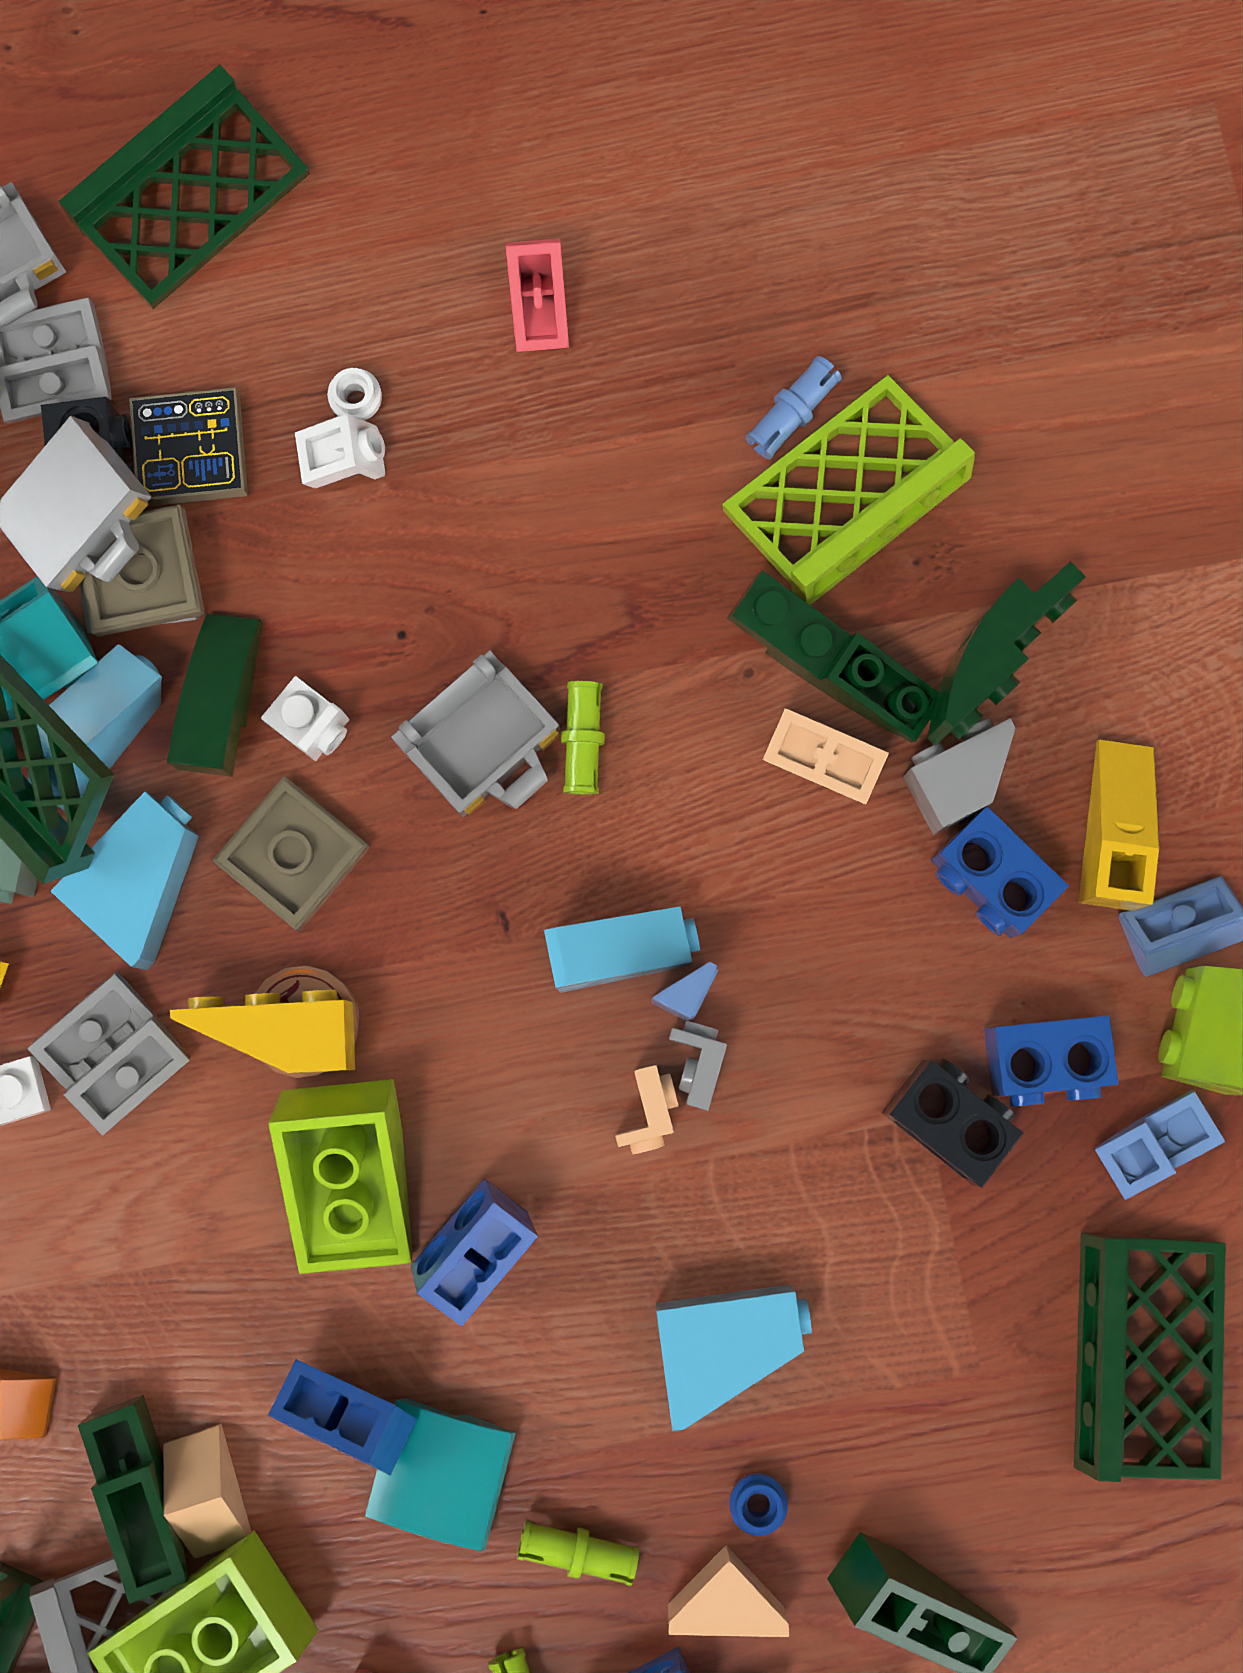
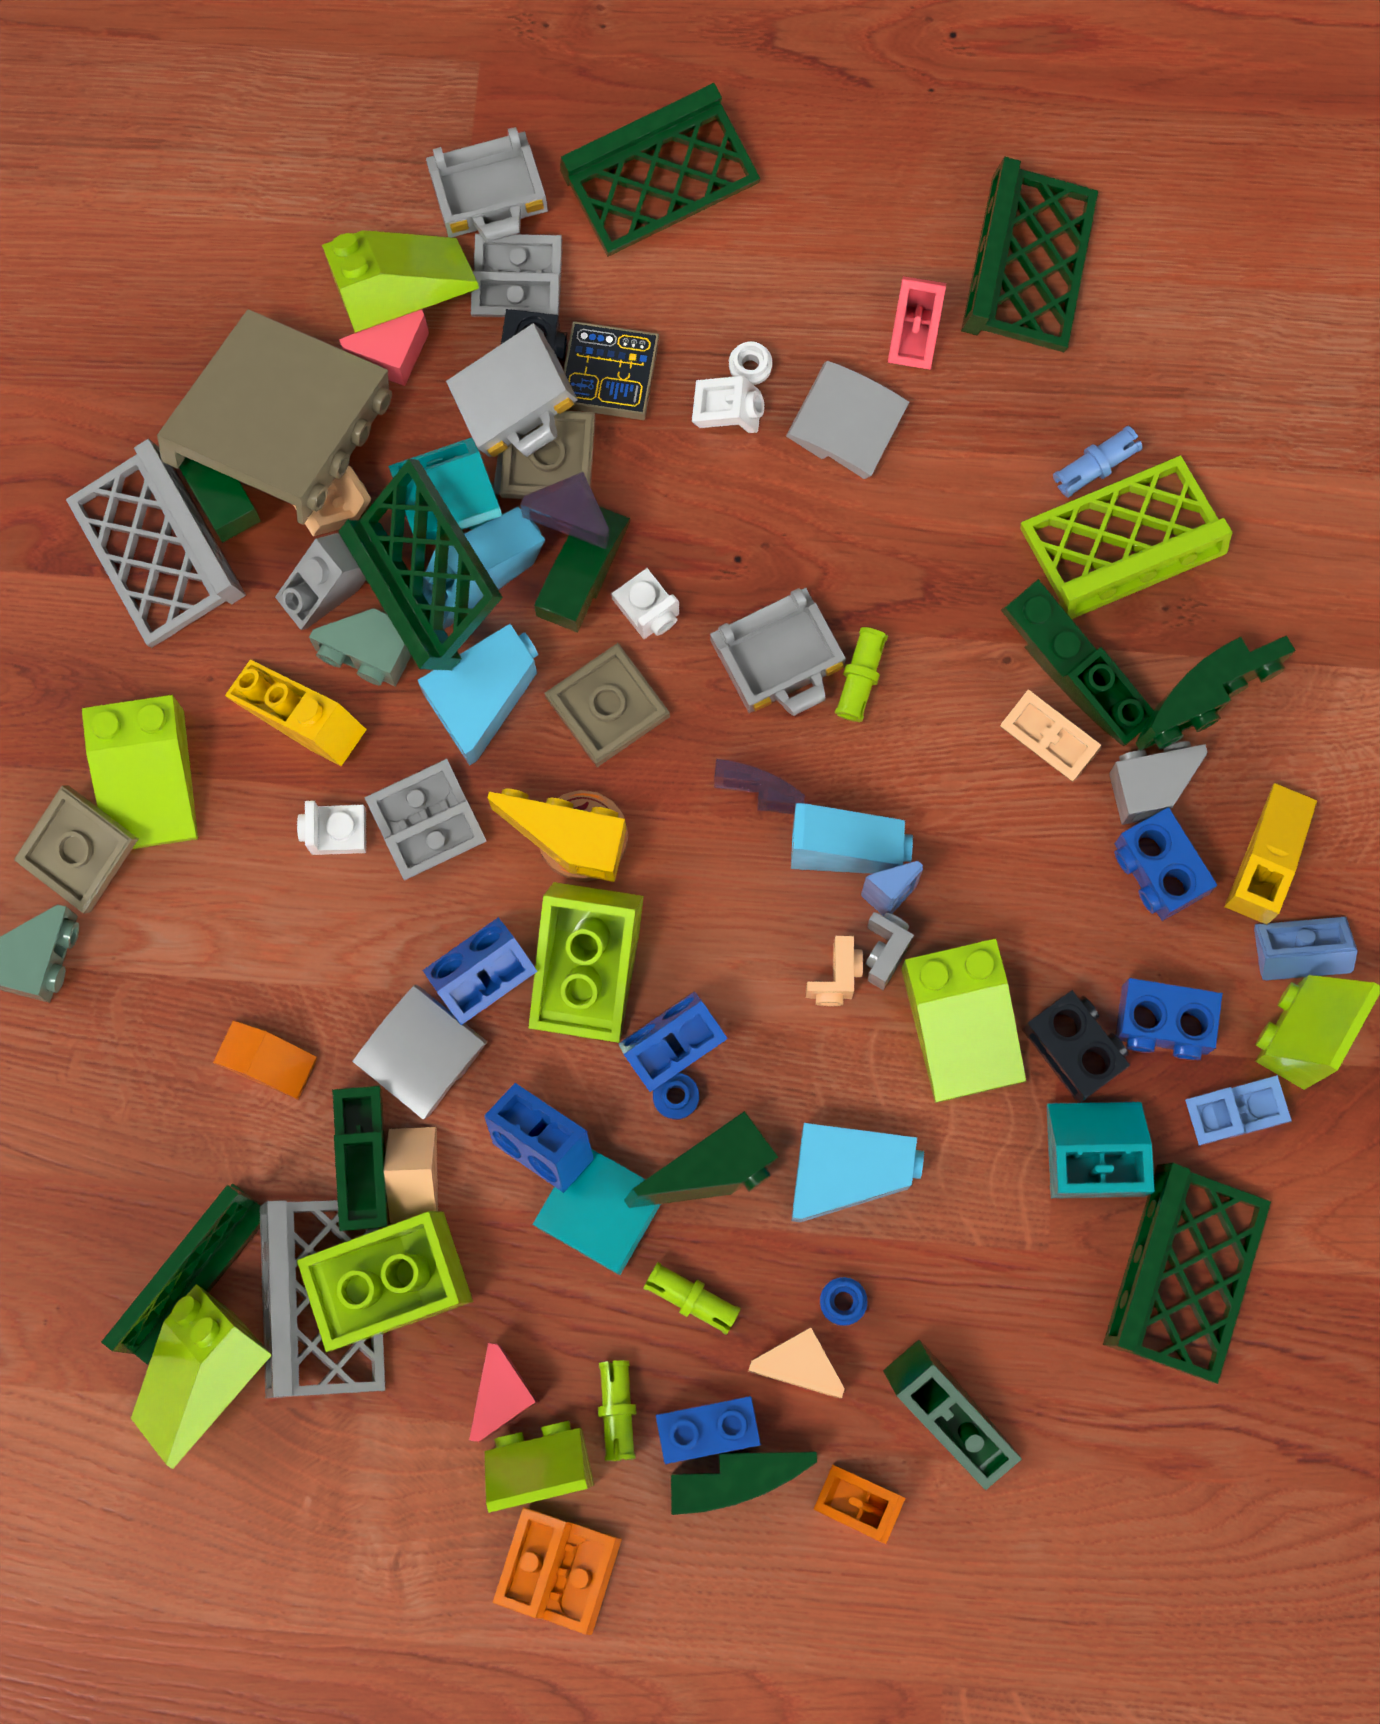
camera: 15 degrees right, 5 degrees down
(175, 632) = (568, 508): none -> clear purple slope
(175, 1341) = (419, 1051): none -> light grey slope
(218, 1229) = (479, 971): none -> blue brick
(486, 432) = (847, 419): none -> light grey slope
(512, 910) = (774, 793): none -> clear purple slope
(515, 1309) = (680, 1110): none -> blue plate
(567, 1386) = (712, 1168): none -> dark green slope
(606, 186) = (993, 256): none -> dark green fence
(813, 1126) = (964, 1020): none -> lime slope
(1013, 1243) = (1099, 1150): none -> teal slope

